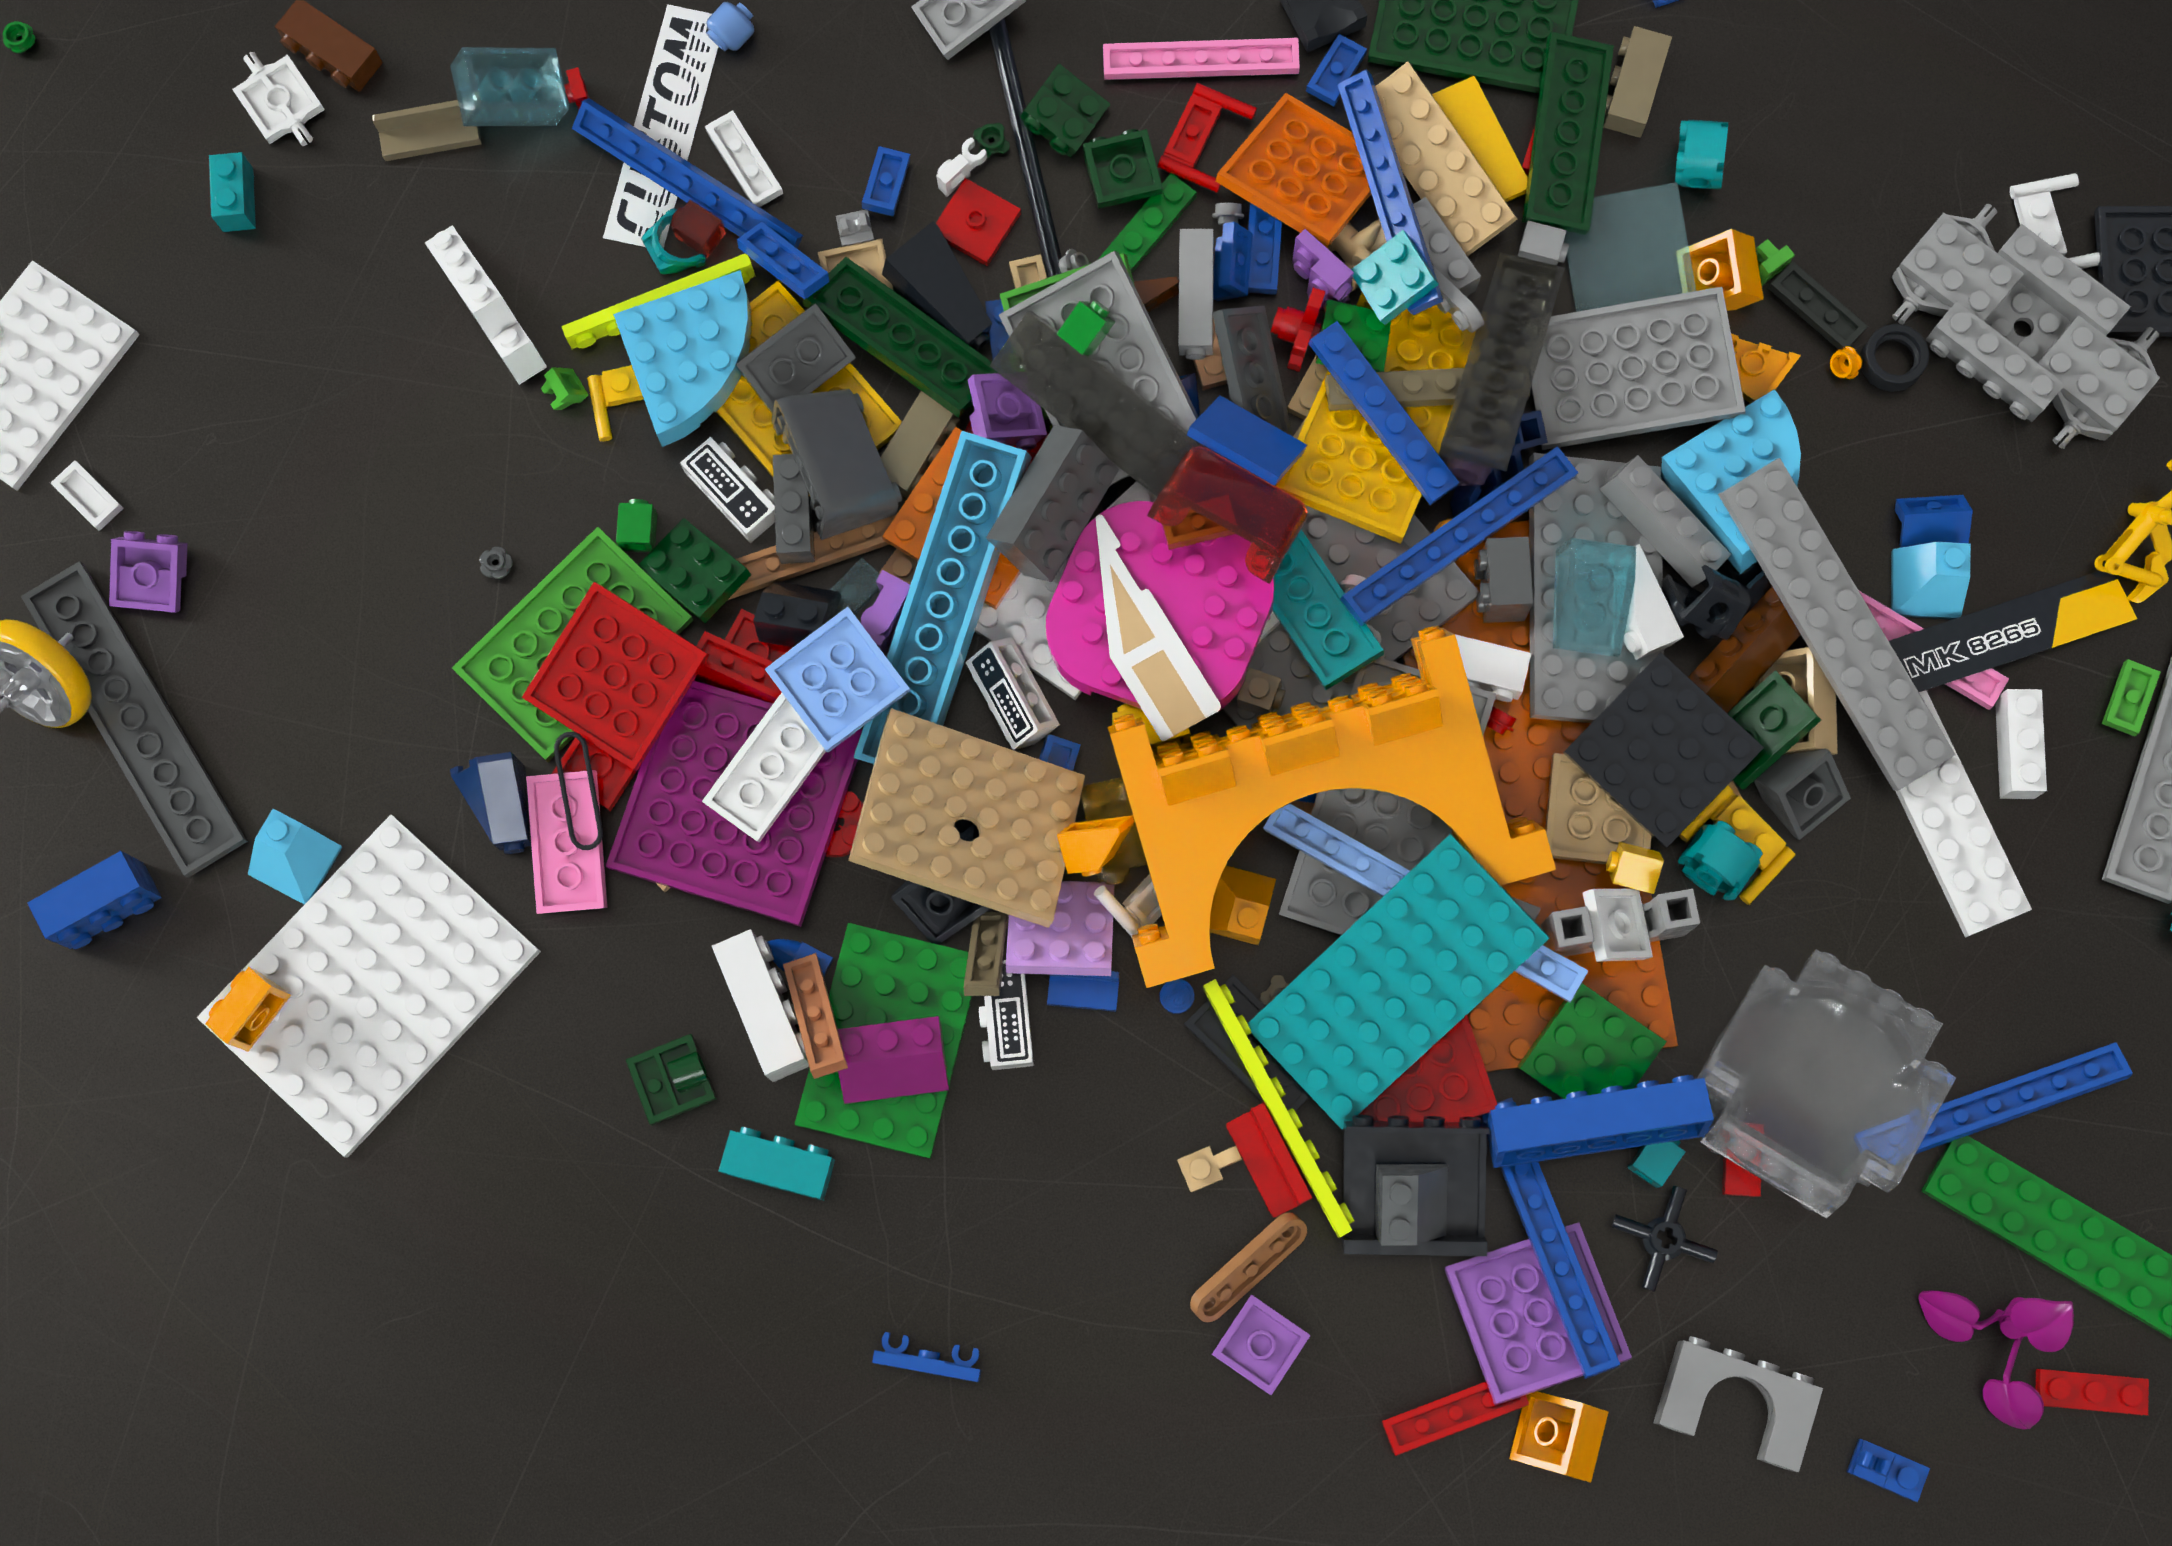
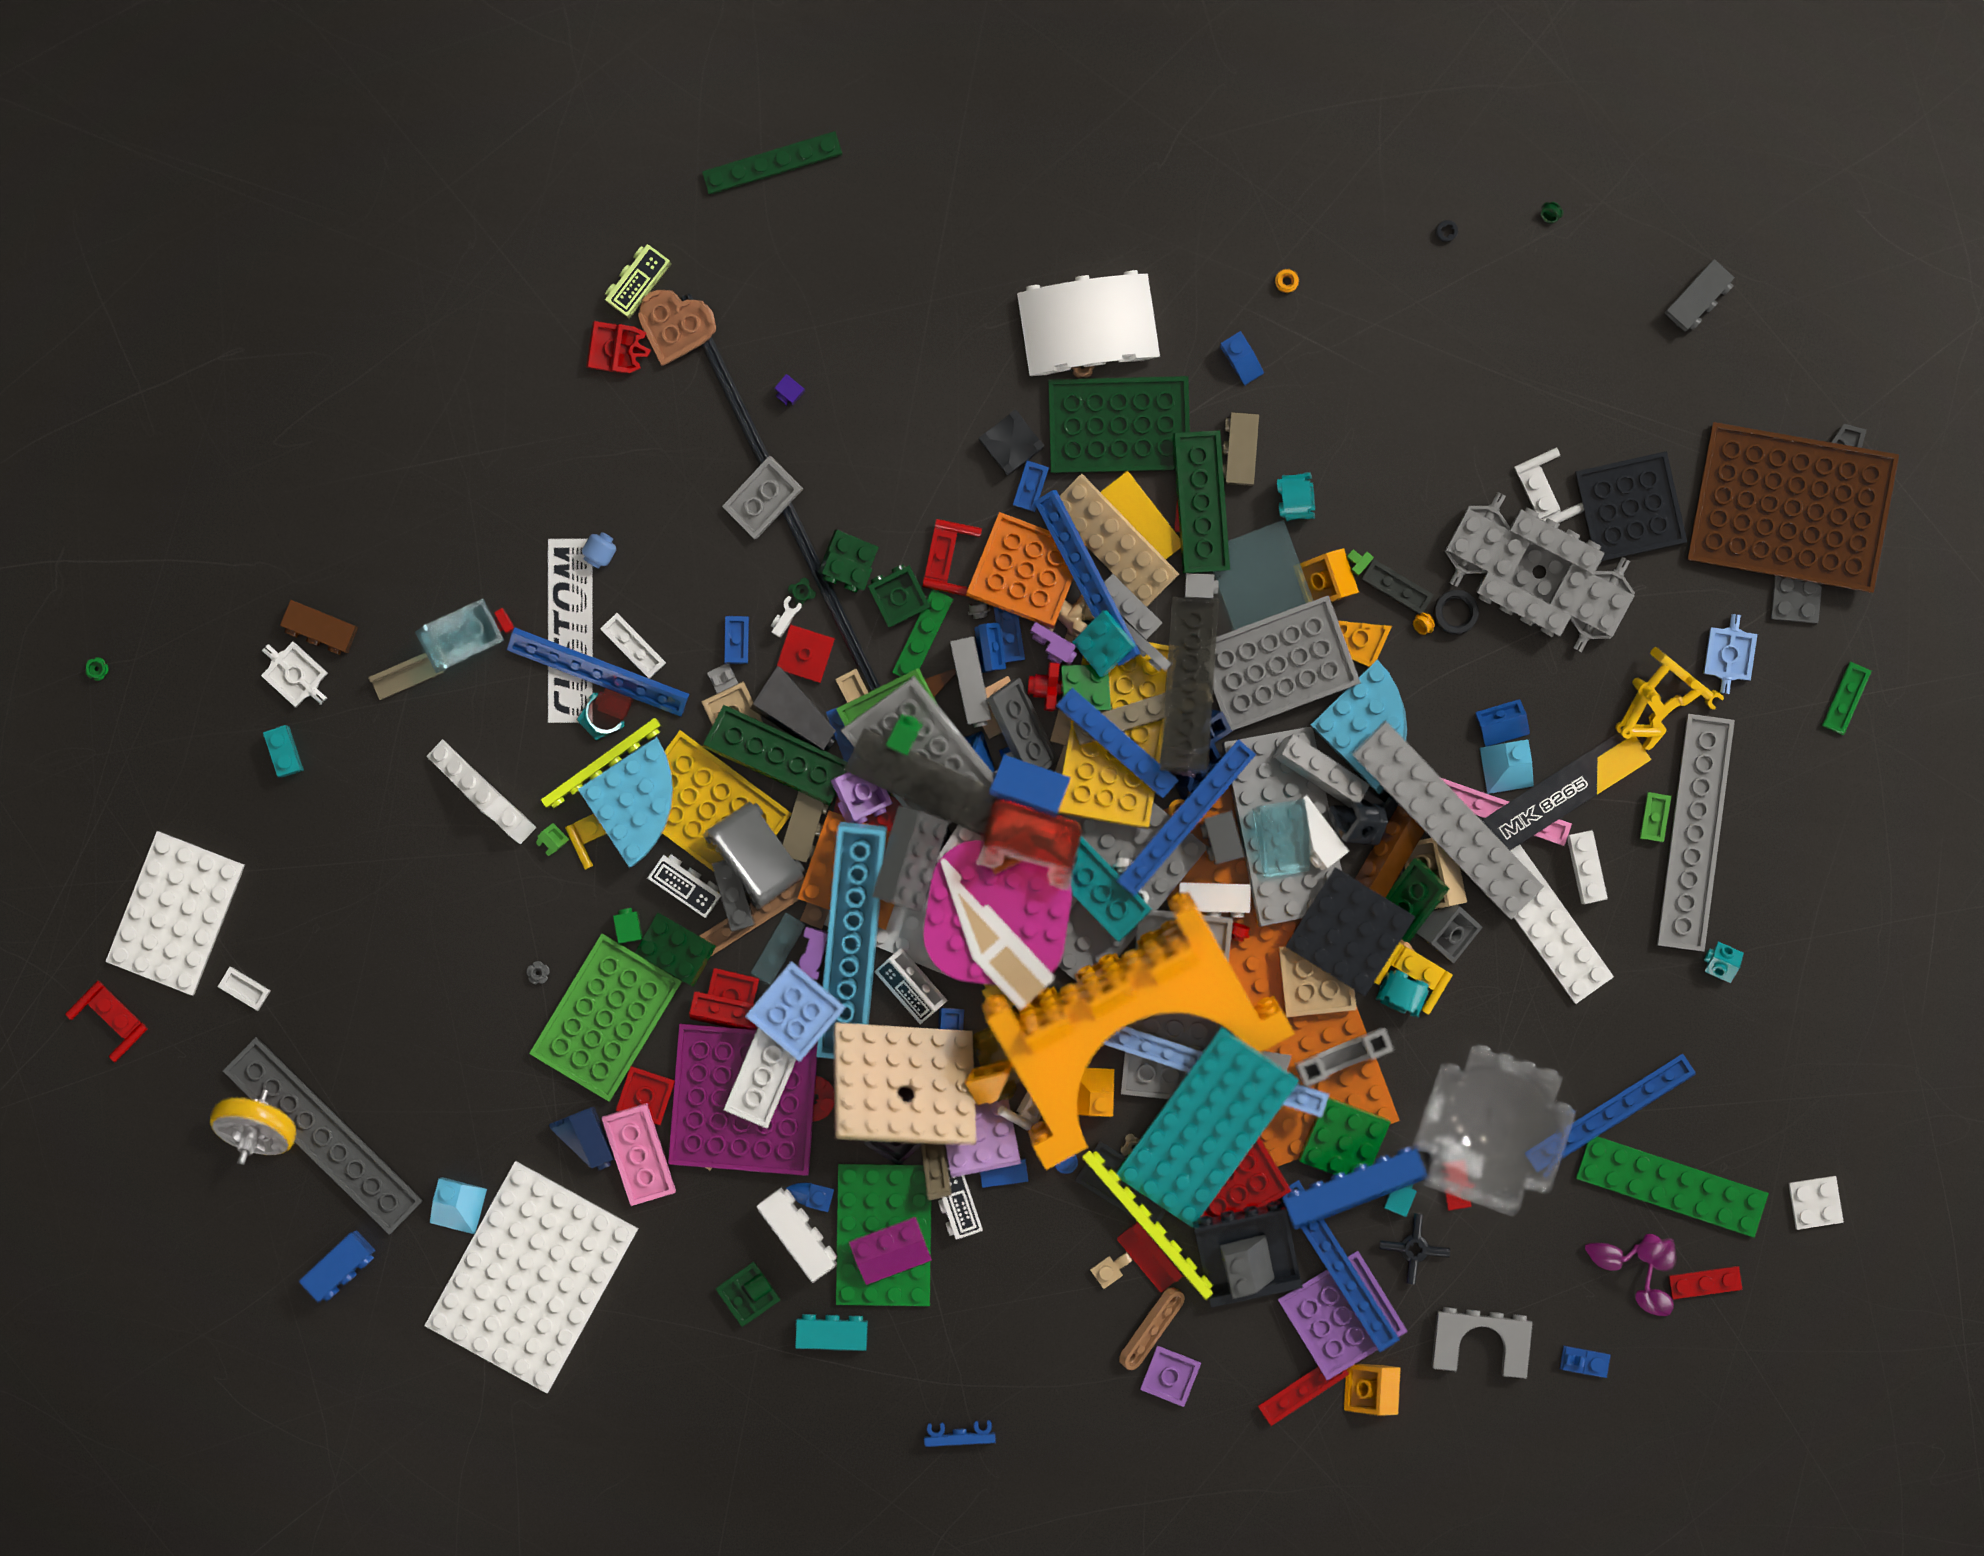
camera: 15 degrees left, 10 degrees up
(147, 572) = (303, 1034): medium lavender plate -> none
(246, 1009) = (459, 1315): light orange slope -> none
(564, 792) = (630, 1123): black piece -> none
(615, 676) = (643, 1037): red plate -> none
(783, 260) = (682, 721): blue plate -> none
(793, 612) = (753, 965): black slope -> none
(796, 358) = (708, 790): dark grey plate -> none
(815, 1016) = (835, 1235): nougat plate -> none
(1072, 260) = (881, 672): light grey plate -> none
(1201, 58) = (934, 499): bright pink plate -> none
(1260, 692) = (1077, 952): dark tan brick -> none
(1618, 925) = (1342, 1058): white plate -> none
(1635, 867) = (1346, 1014): yellow brick -> none

